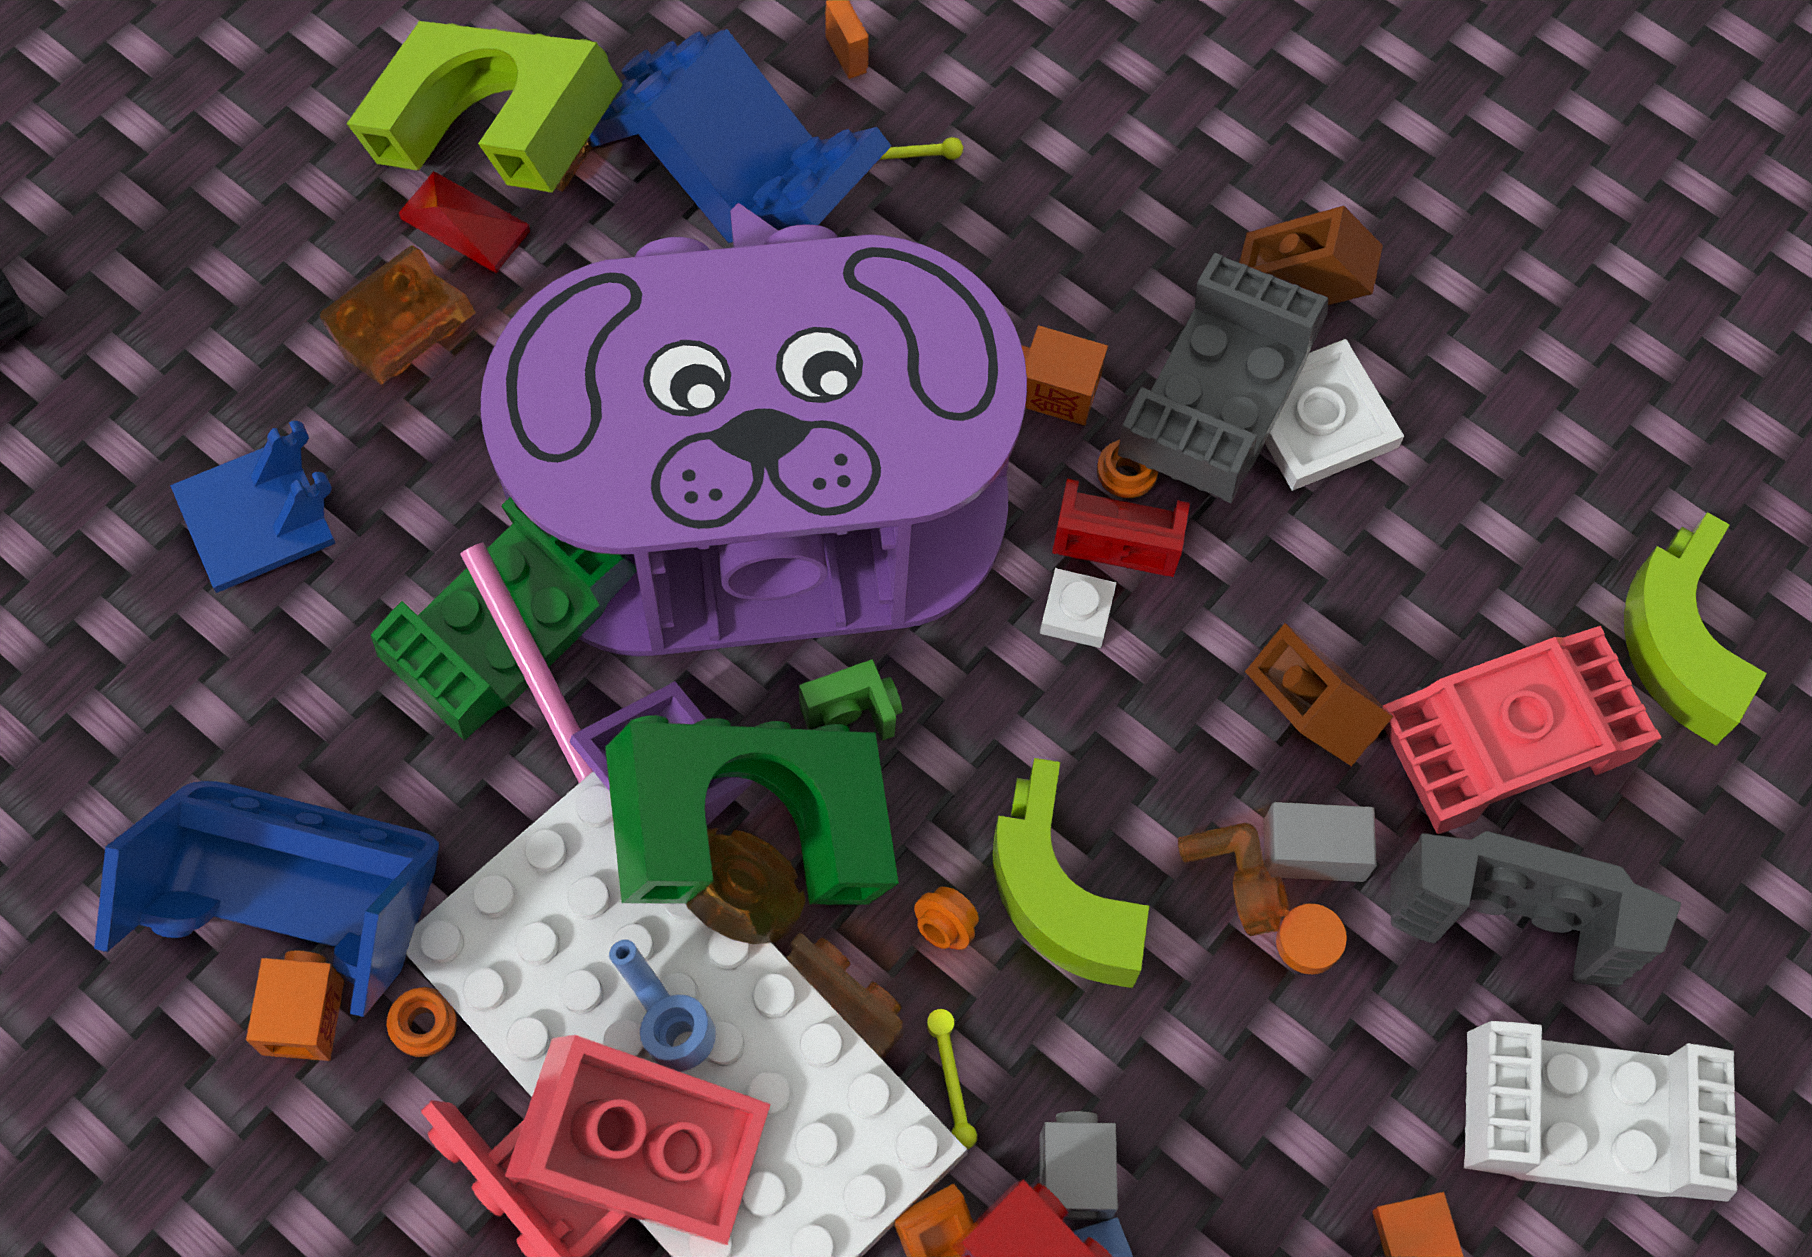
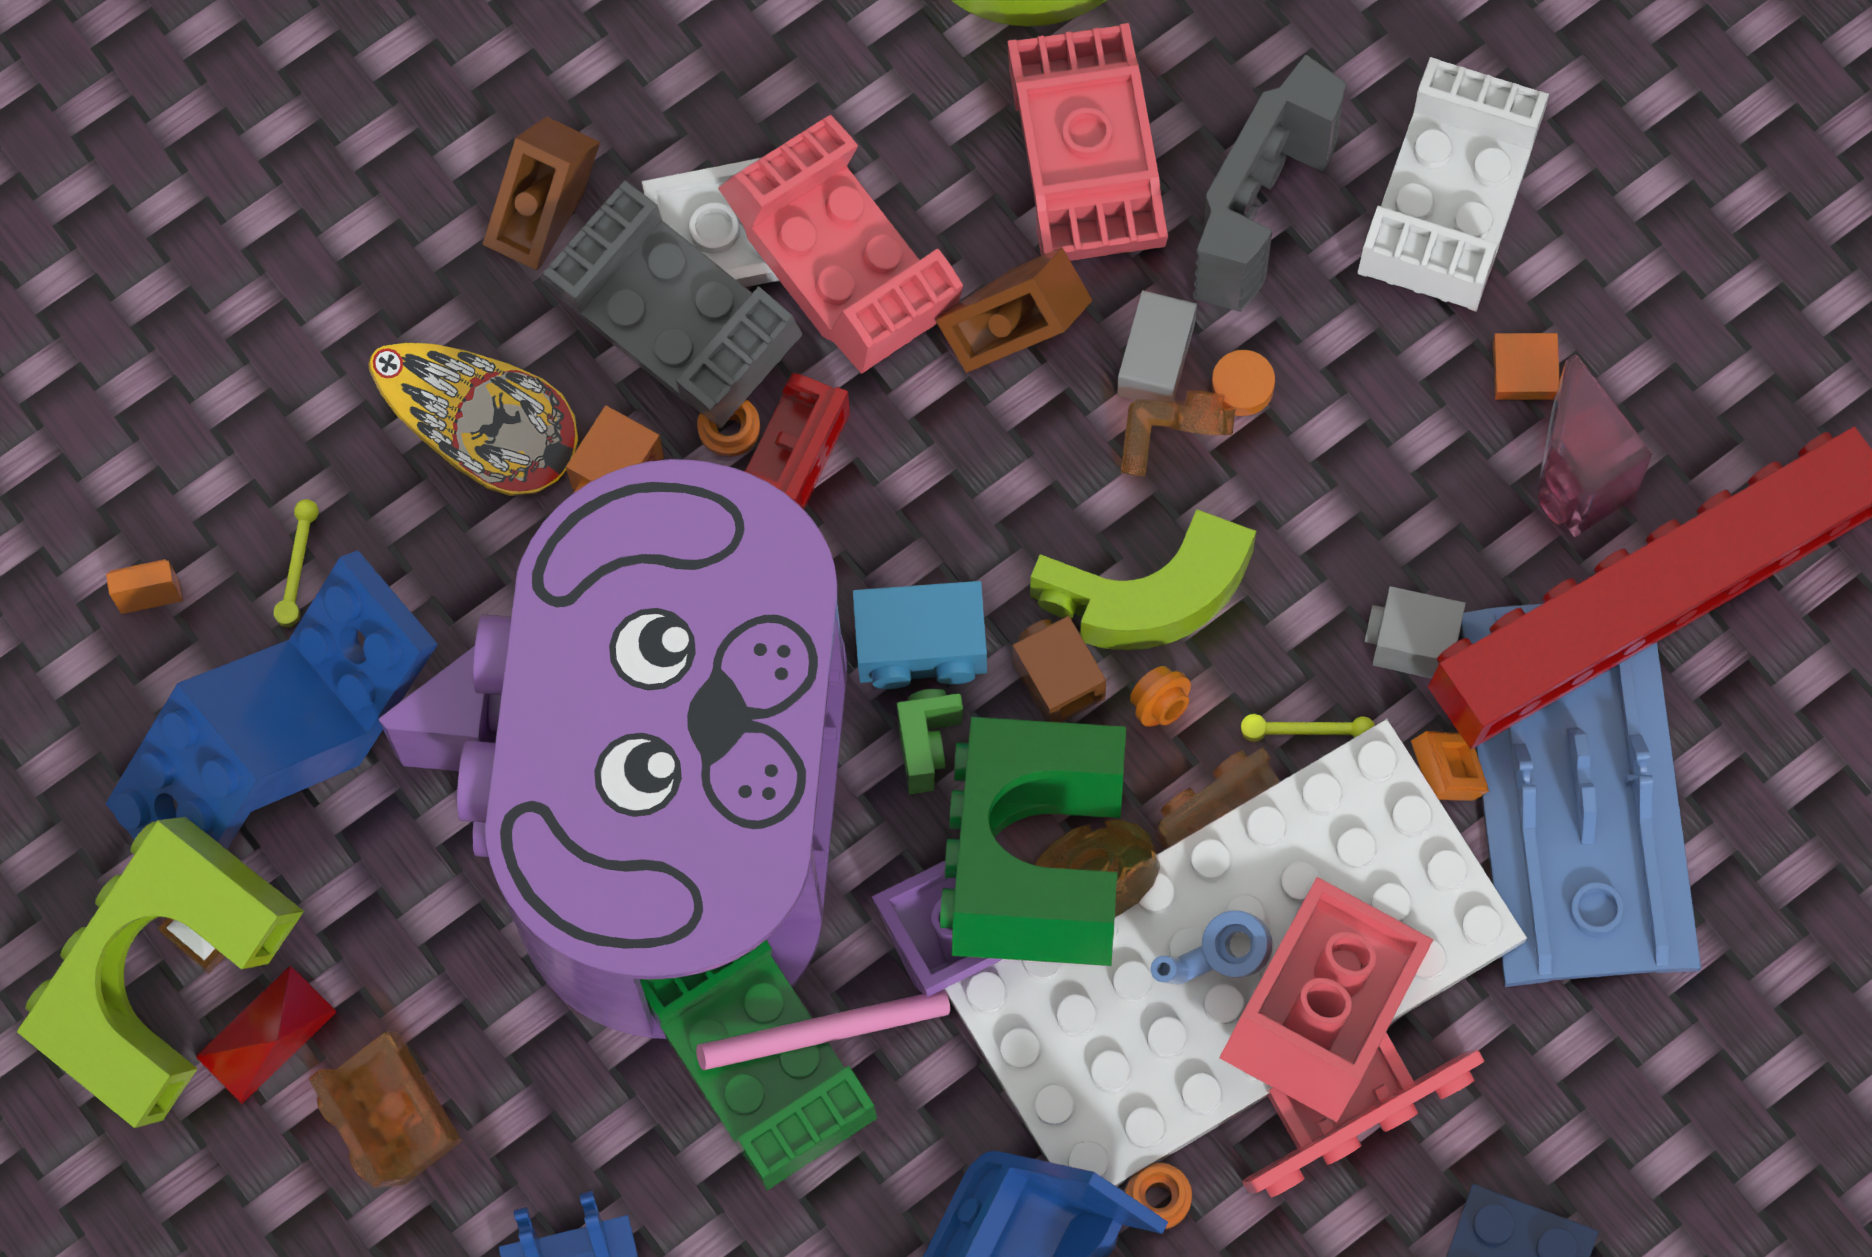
camera: 70 degrees left, 5 degrees up
(950, 811) = (1058, 669): none -> dark orange brick
(954, 672) = (920, 634): none -> dark azure brick
(1075, 250) = (479, 414): none -> shield
(1078, 608) = (867, 508): white plate -> none
(1333, 516) = (839, 247): none -> coral plate

